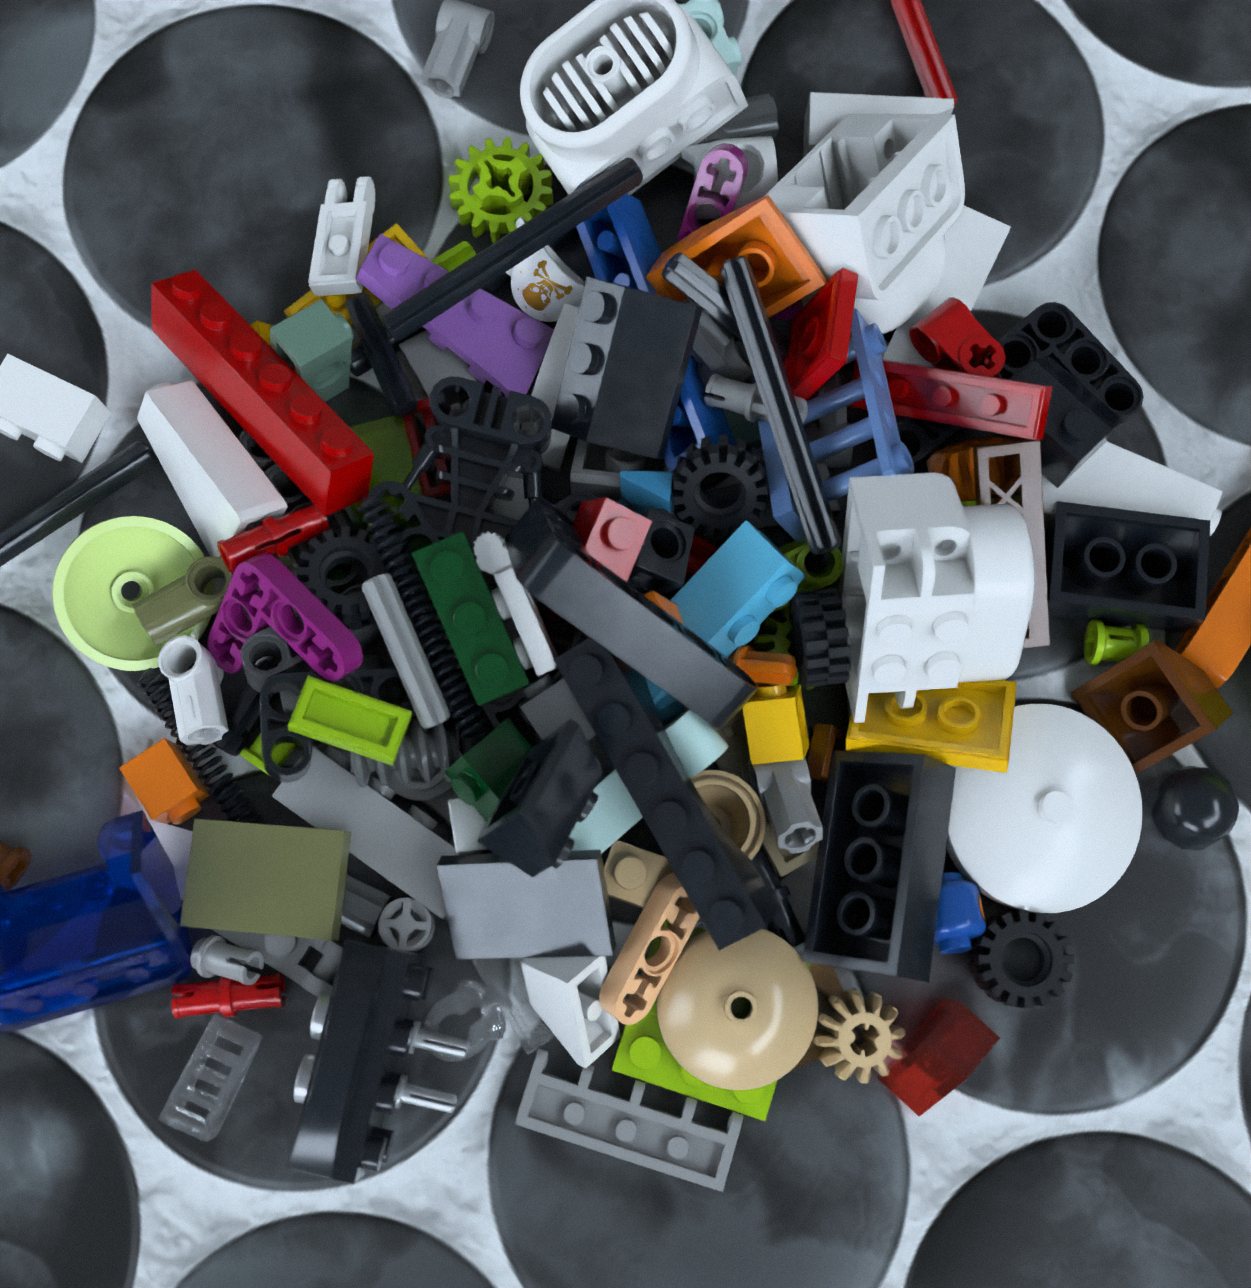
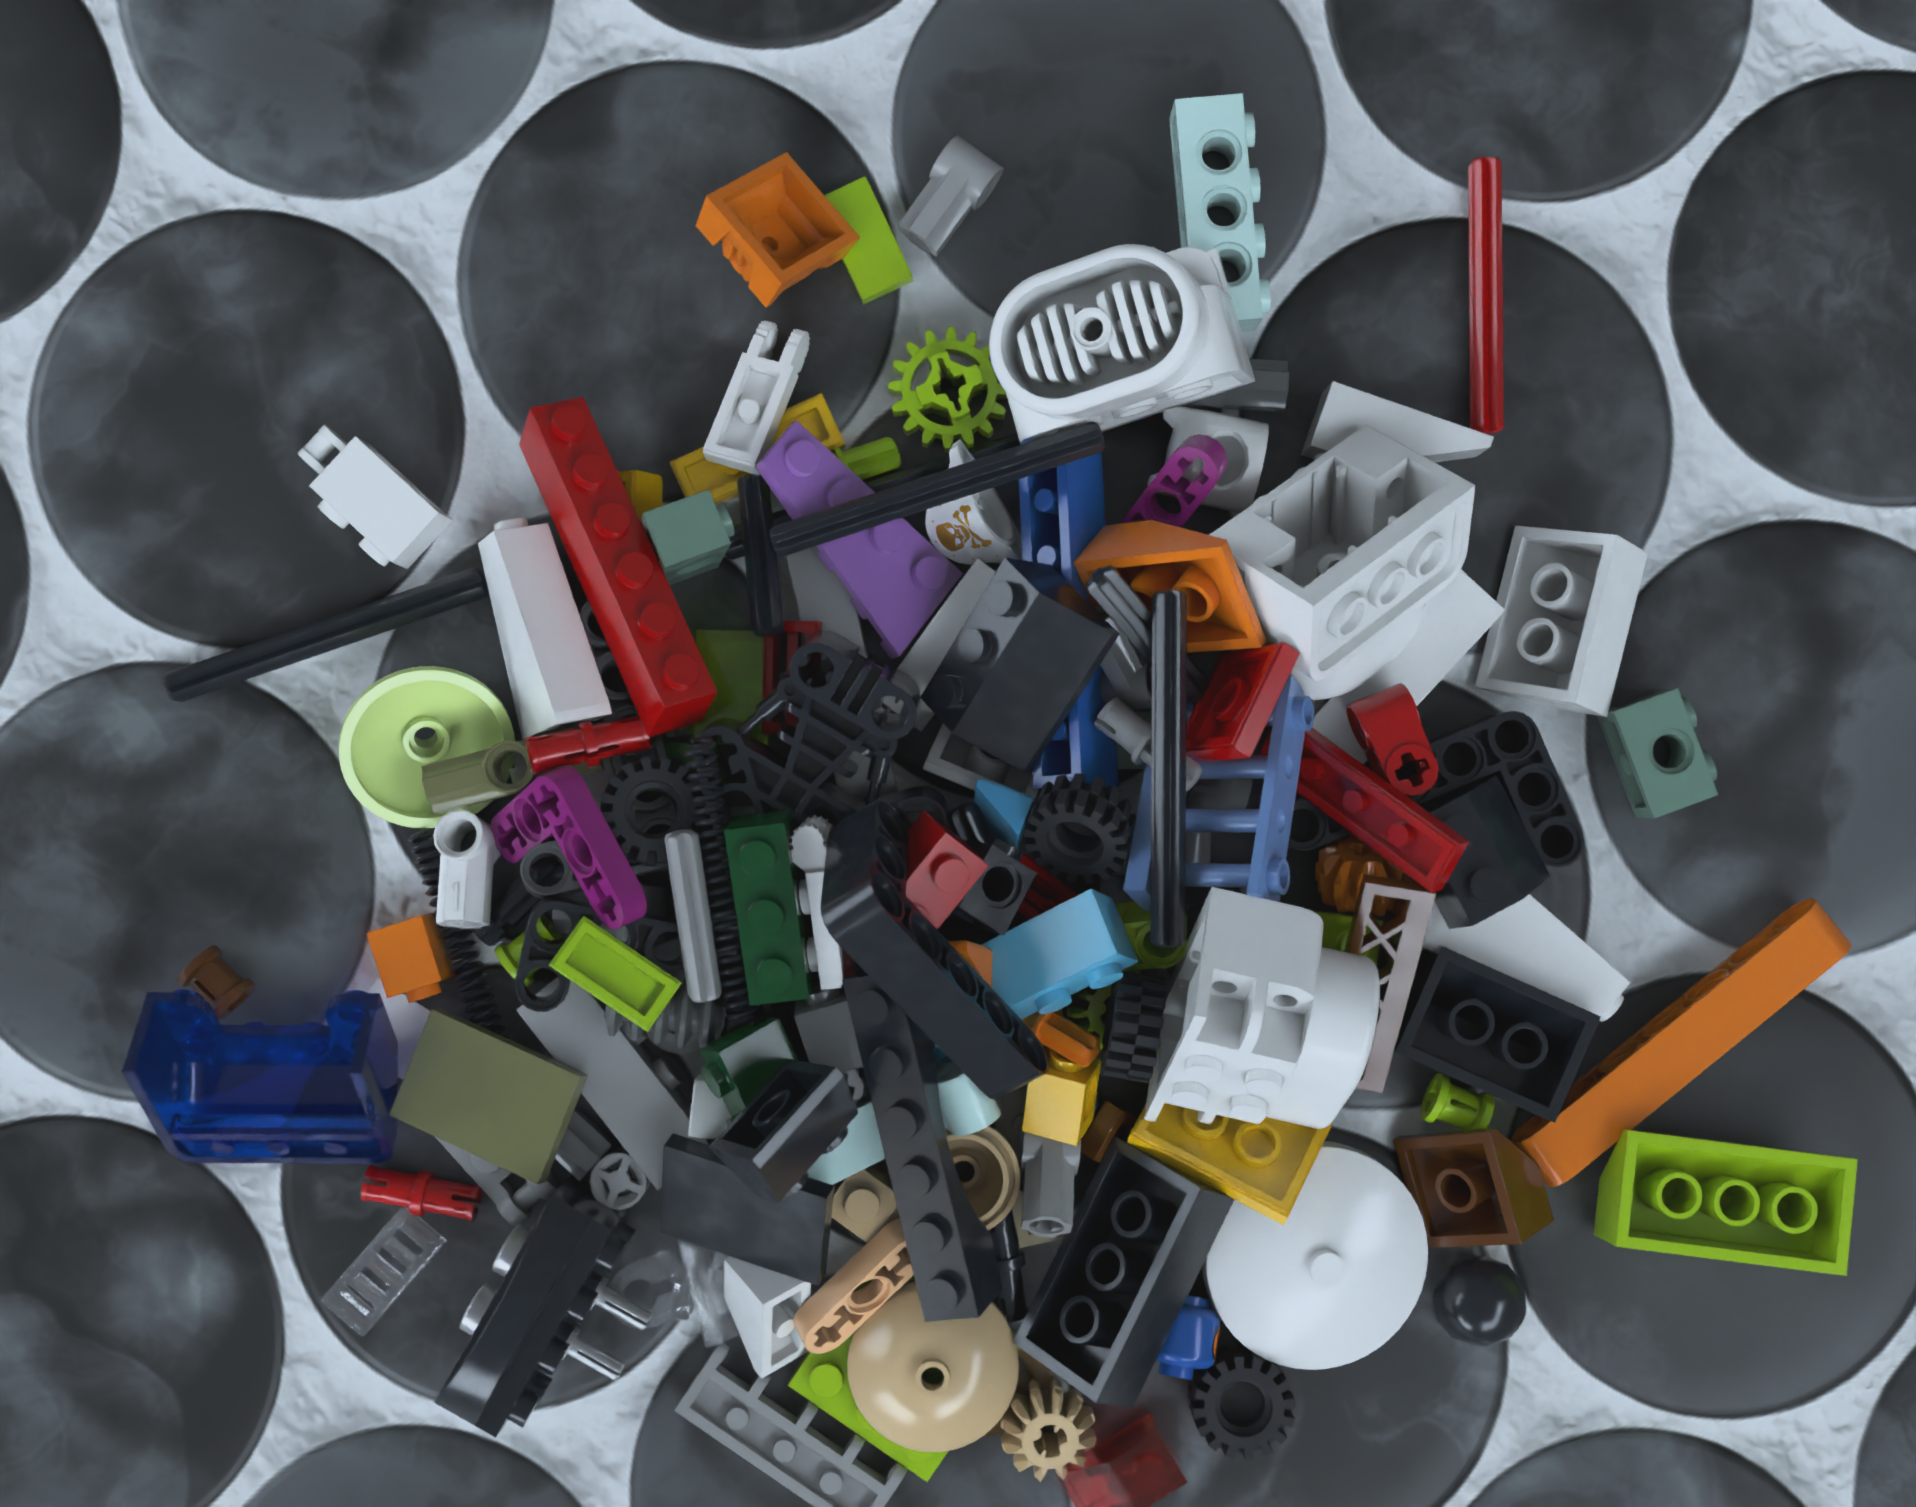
camera: 20 degrees right, 10 degrees up
(215, 957) = (418, 1153): light grey pin -> none
(319, 97) = (775, 227): none -> orange brick
(397, 100) = (875, 259): none -> lime tile
(1060, 229) = (1562, 619): none -> white slope
(1171, 334) = (1631, 735): none -> sand green brick

